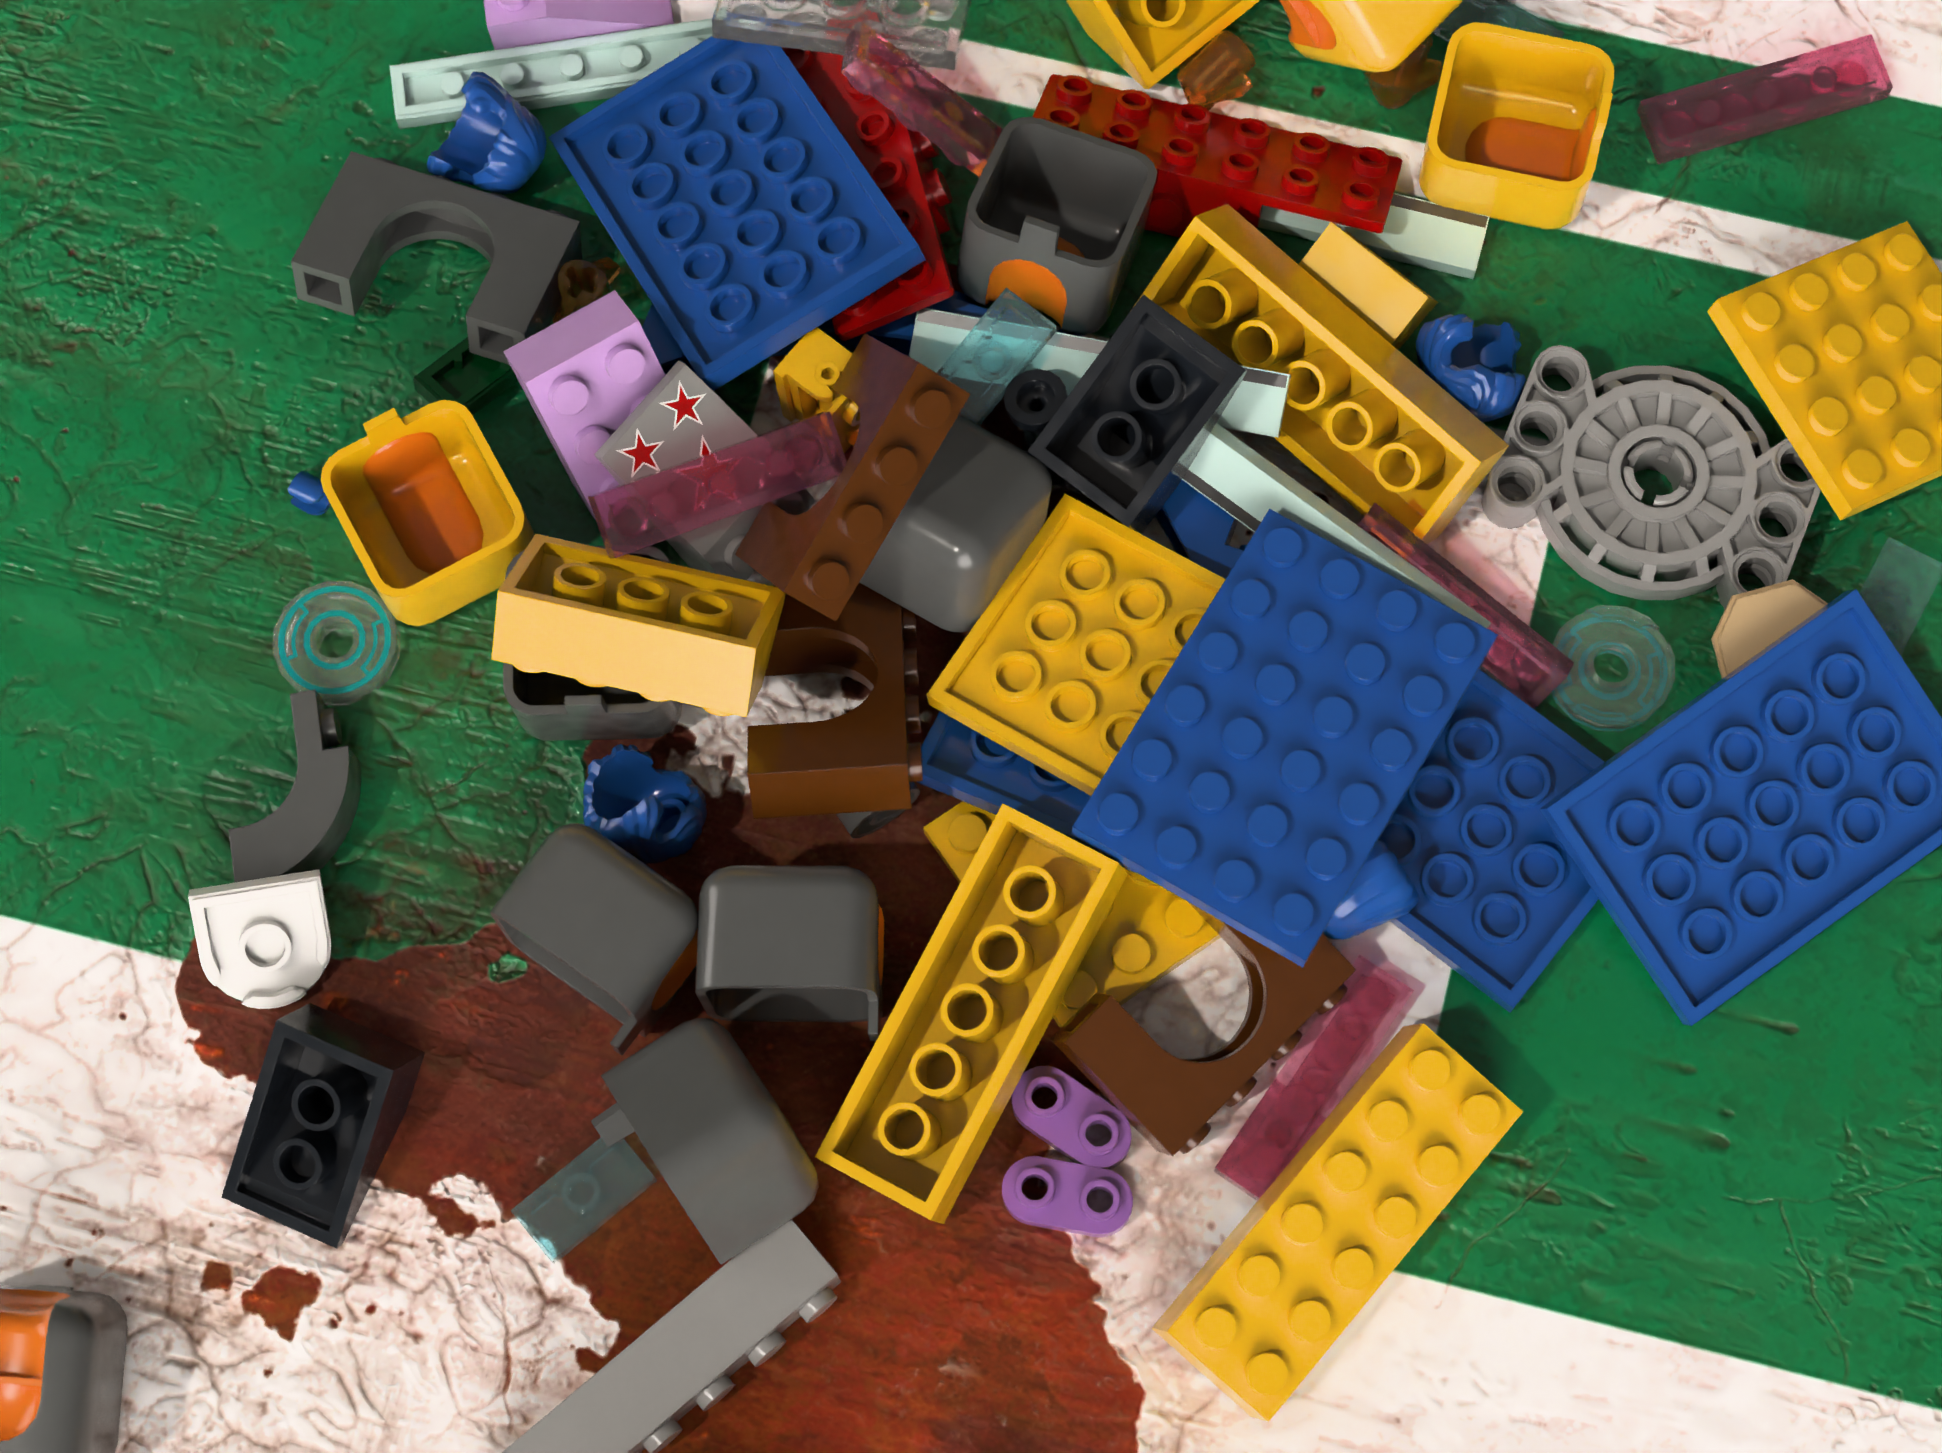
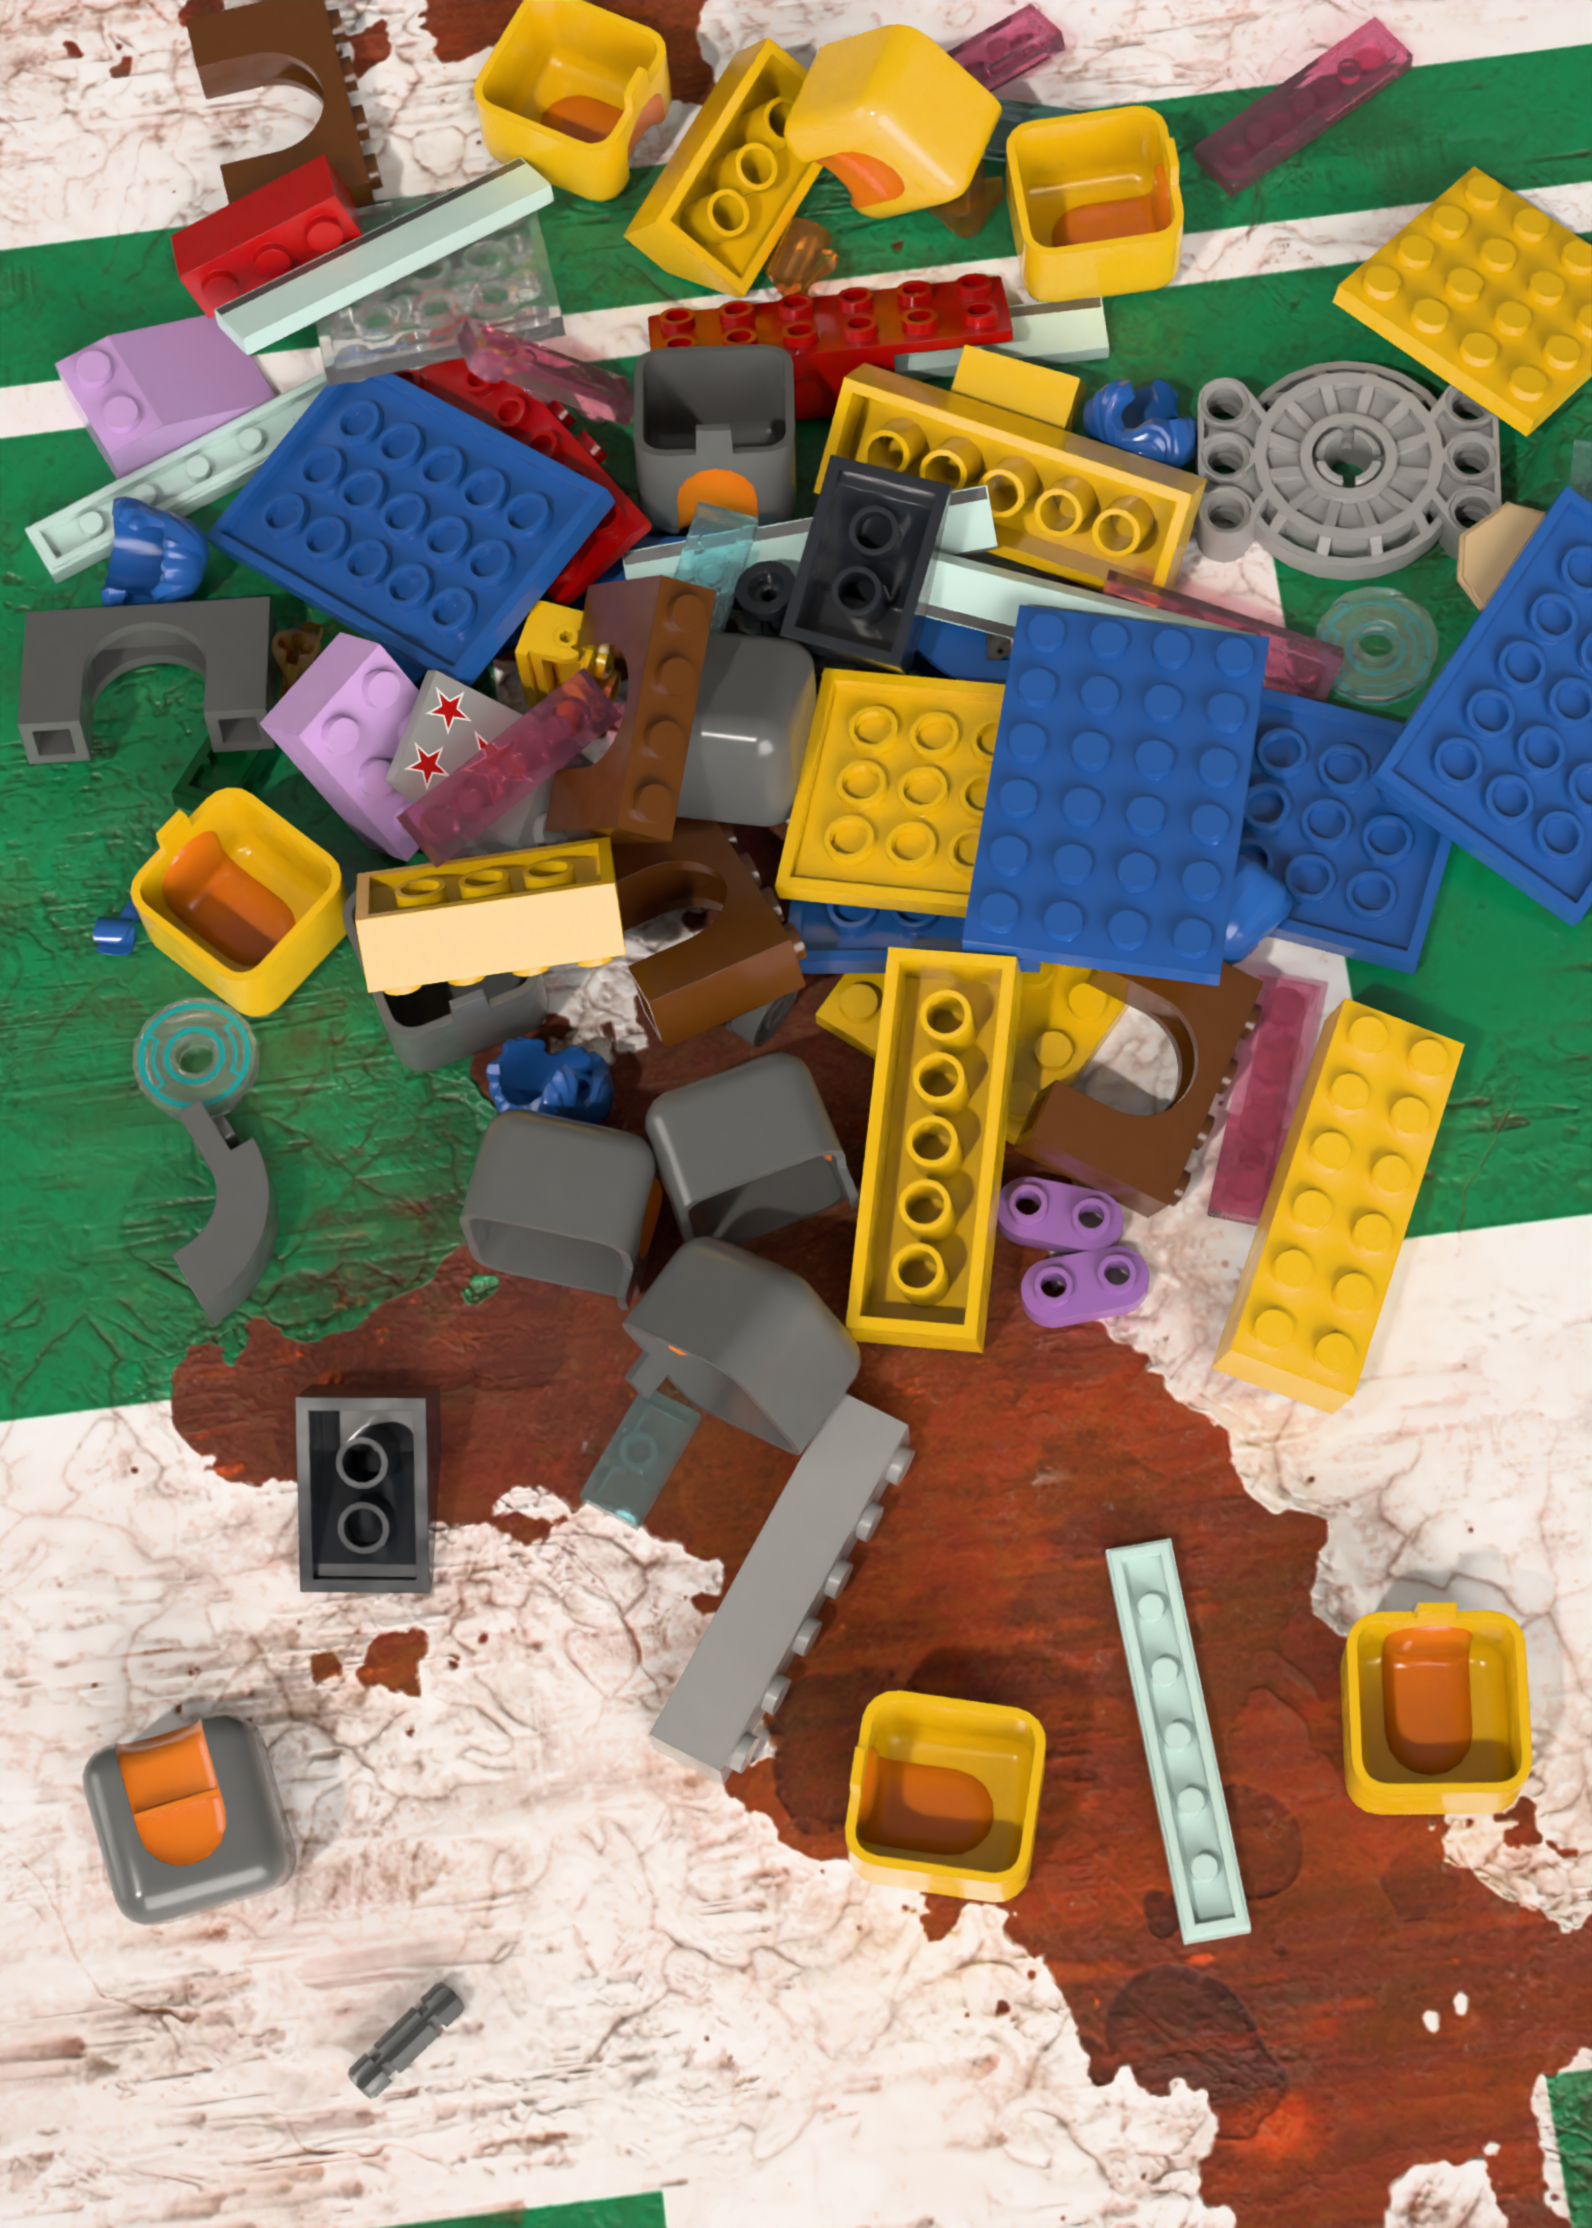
camera: 20 degrees left, 5 degrees down
(263, 937) = (245, 1339): white tile -> none

